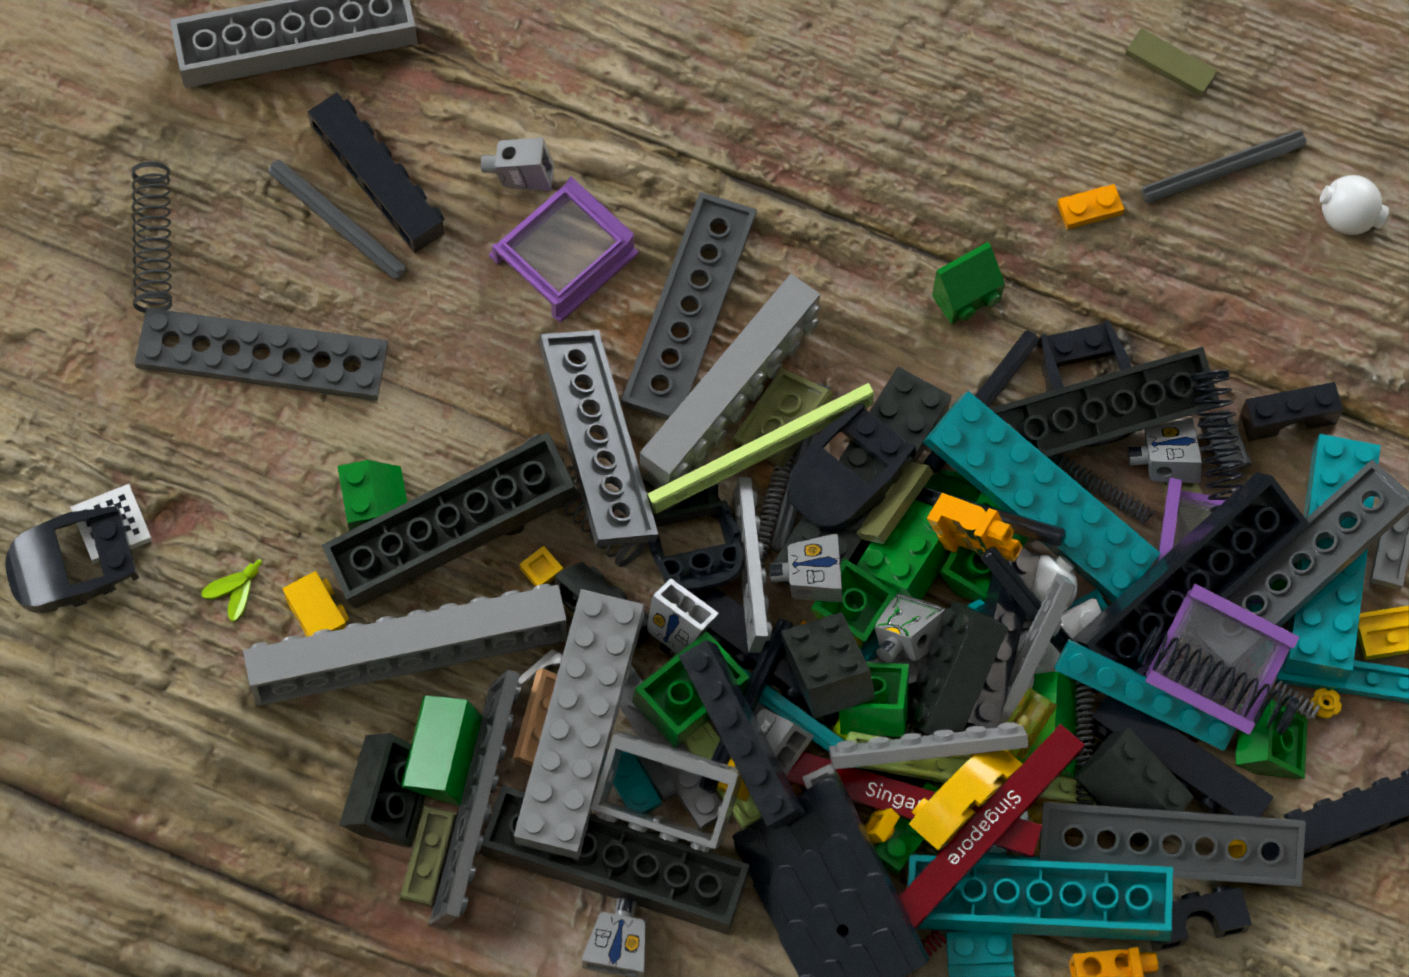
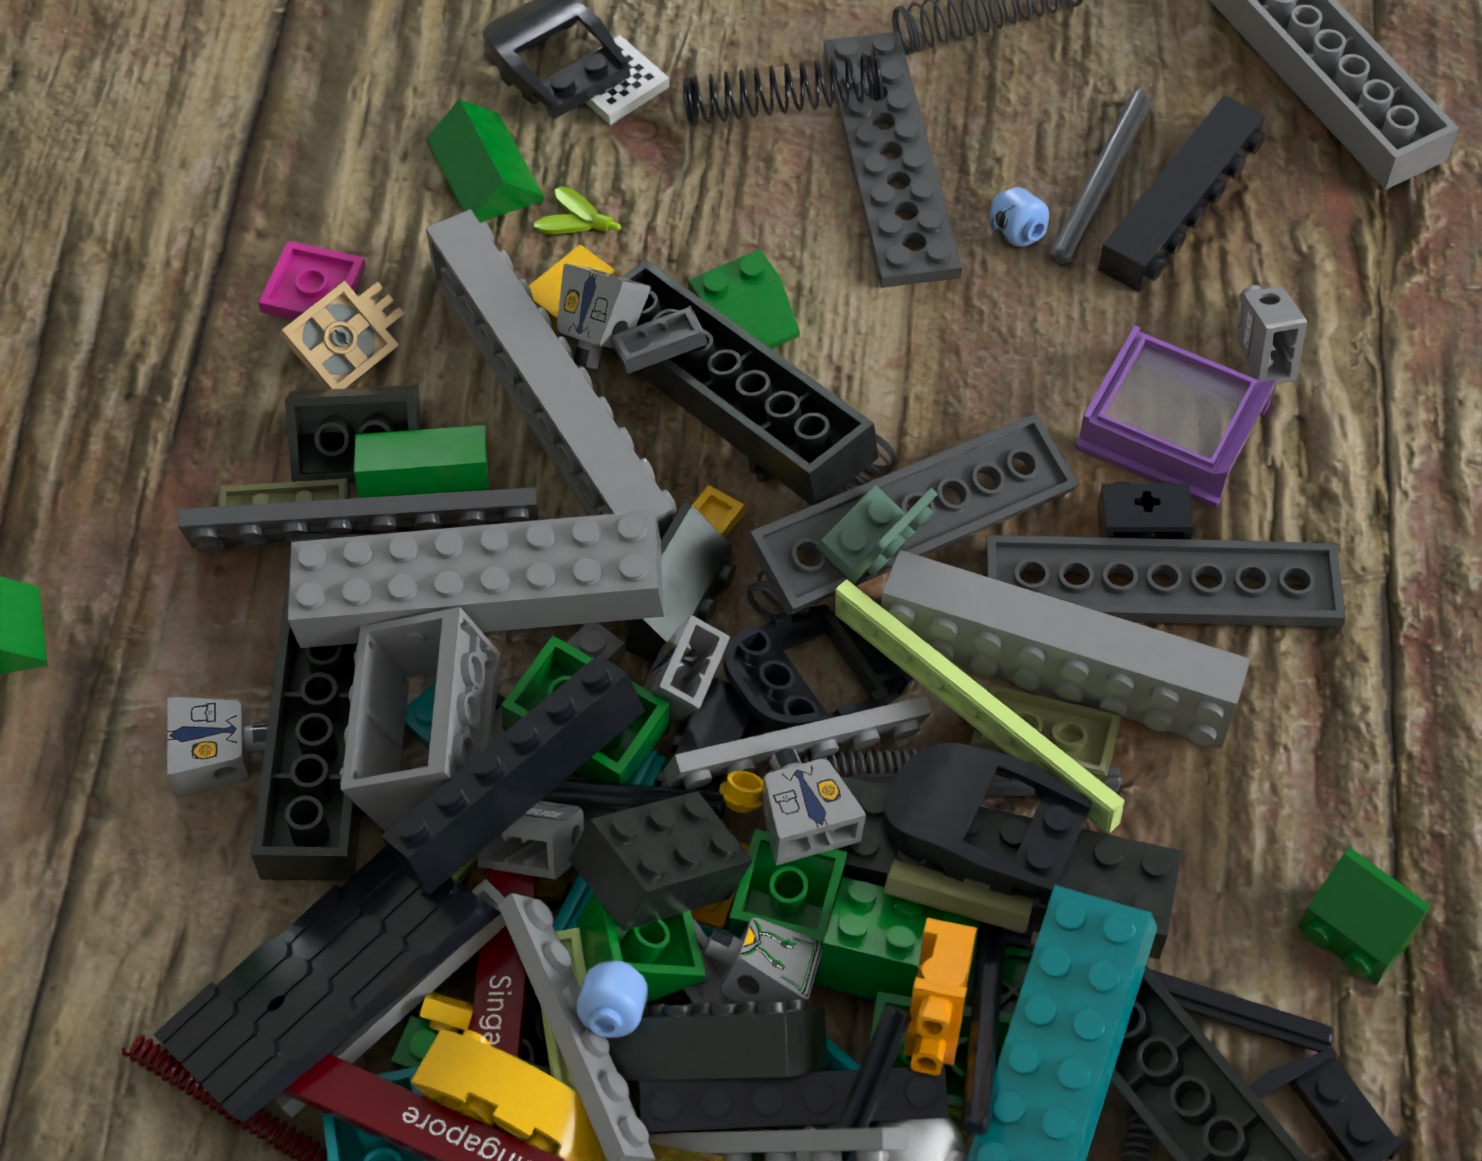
camera: 75 degrees right, 10 degrees down
(160, 472) = (693, 97): none -> black piece
(161, 642) = (482, 162): none -> green slope
(237, 791) = (306, 276): none -> dark pink plate
(300, 775) = (343, 335): none -> tan piece
(359, 286) = (1019, 216): none -> light blue head
(369, 585) = (595, 308): none -> light grey torso
(415, 552) = (659, 340): none -> dark grey plate
(626, 461) = (872, 533): none -> sand green bracket
(641, 282) = (1145, 511): none -> black brick
(783, 605) = (742, 791): none -> yellow plate
(924, 715) = (612, 999): none -> light blue head

